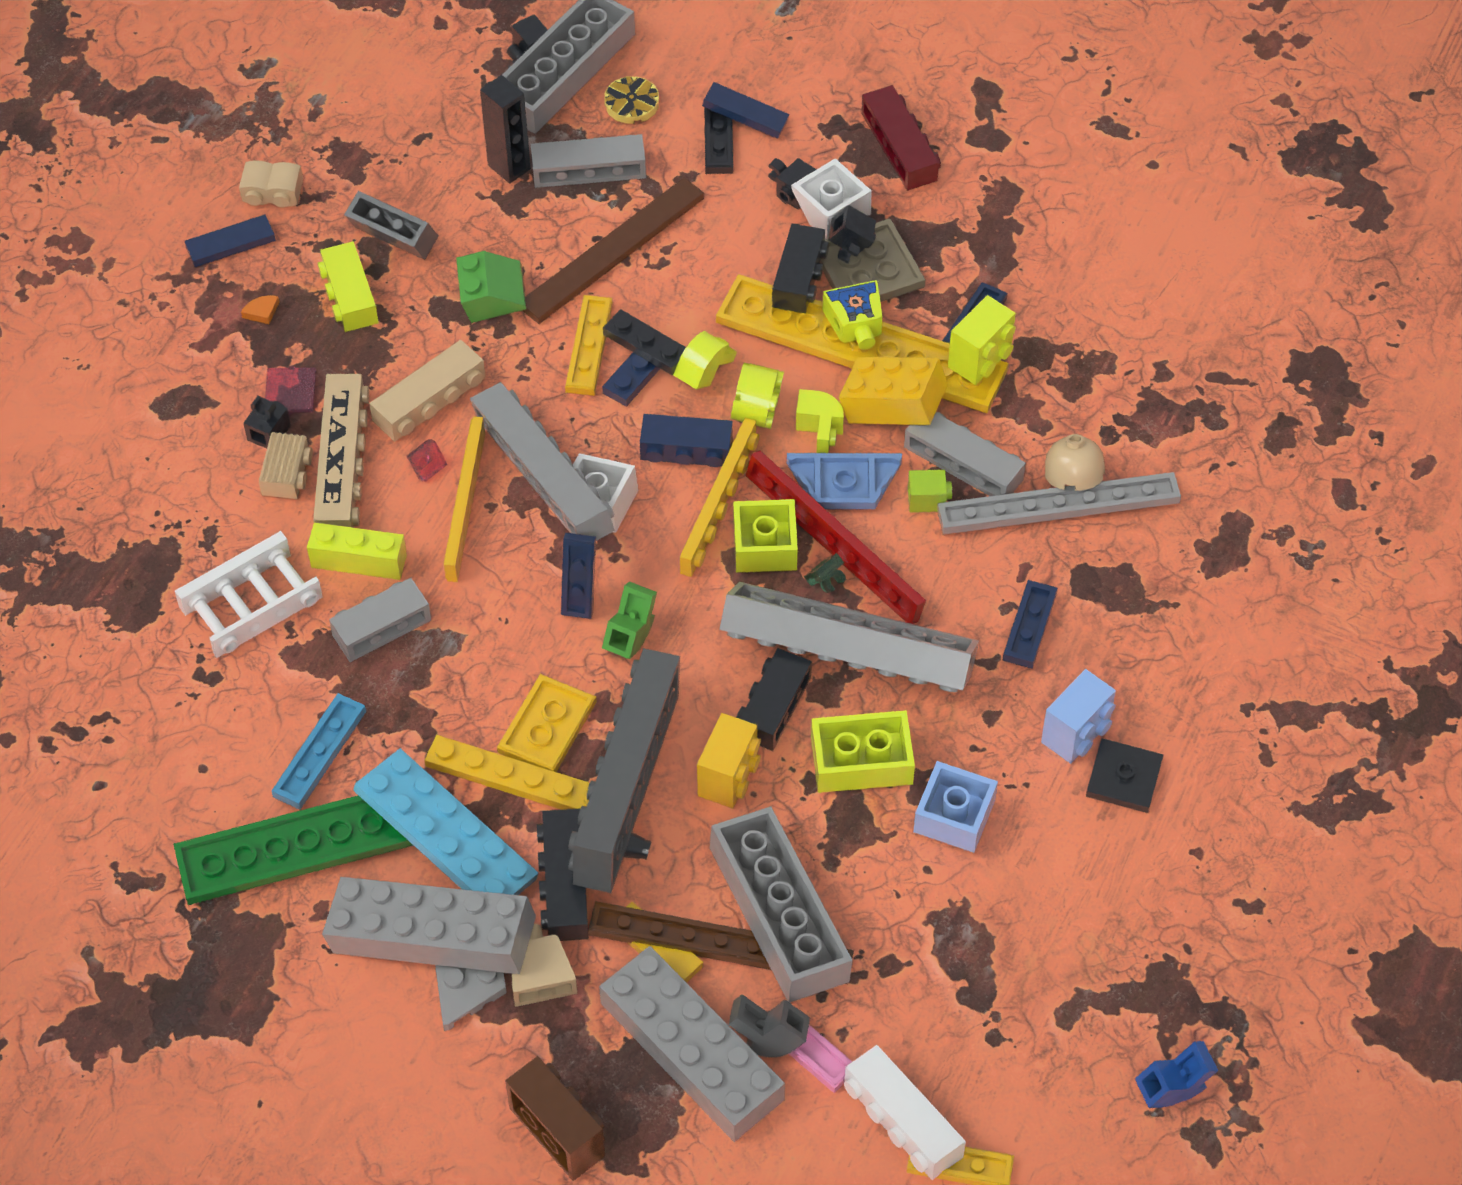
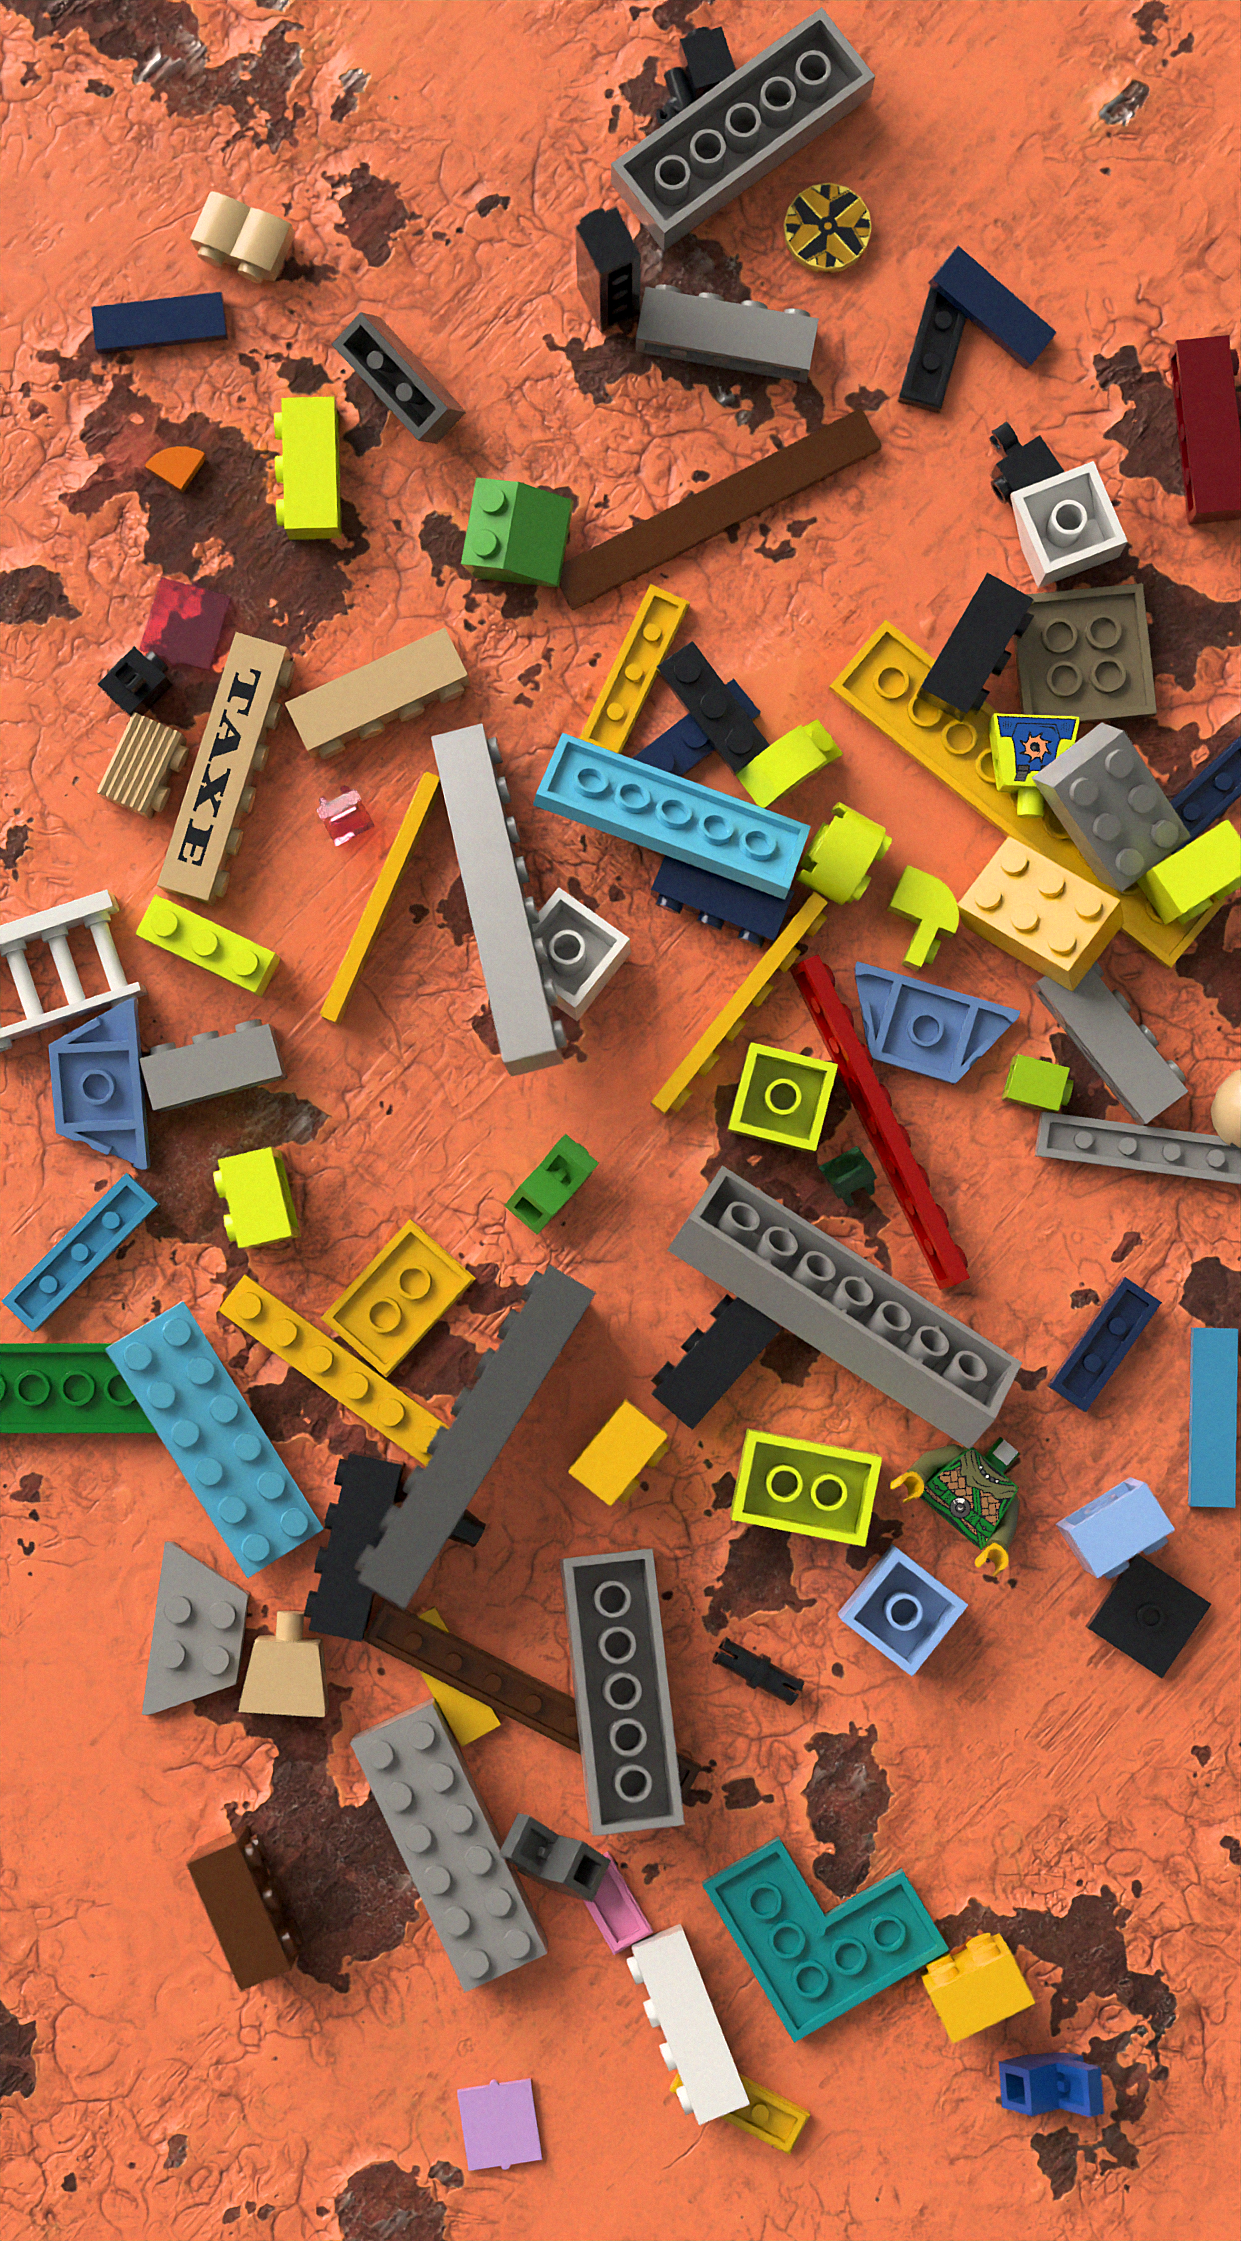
camera: 15 degrees right, 30 degrees up
(307, 648) = (102, 1085): none -> medium blue wing
(429, 925) = (154, 1584): light grey brick -> none
(433, 678) = (257, 1198): none -> neon yellow brick
(578, 575) = (497, 1103): dark blue tile -> none
(639, 398) = (672, 815): none -> medium azure plate
(851, 232) = (1074, 611): black brick -> none
(871, 878) = (758, 1671): none -> black pin
(912, 315) = (1111, 806): none -> light grey brick
(973, 730) = (970, 1495): none -> torso
(981, 1050) = (817, 1961): none -> teal plate
(1097, 1022) = (976, 1986): none -> yellow brick
(1119, 649) = (1213, 1417): none -> dark azure tile

